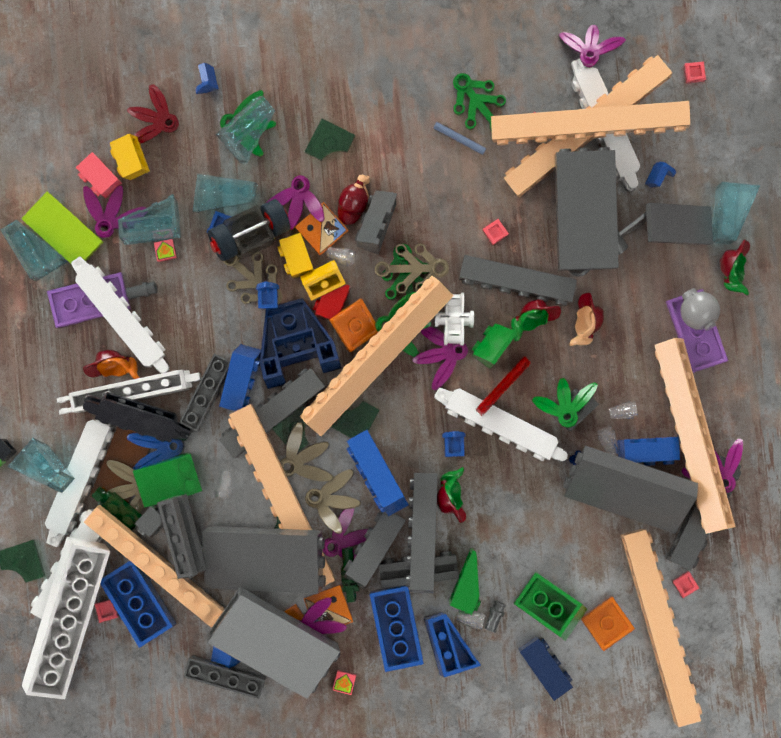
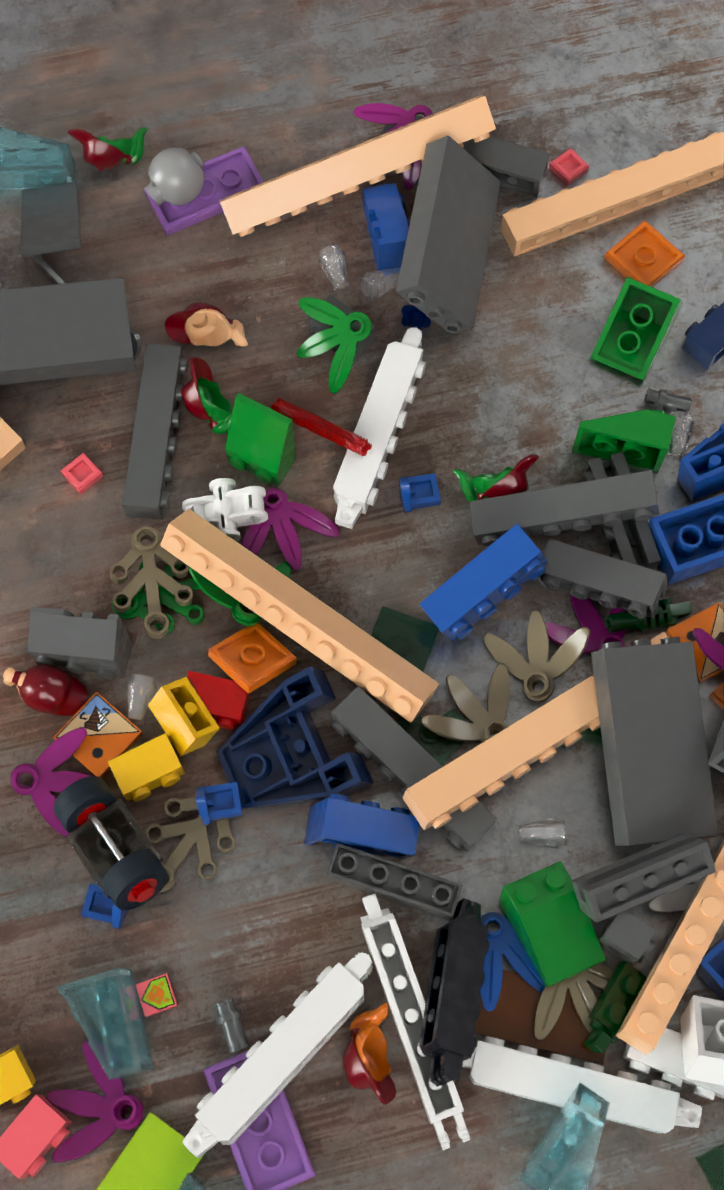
camera: 100 degrees left, 15 degrees down
(222, 192) = (47, 904): clear light blue wedge -> none

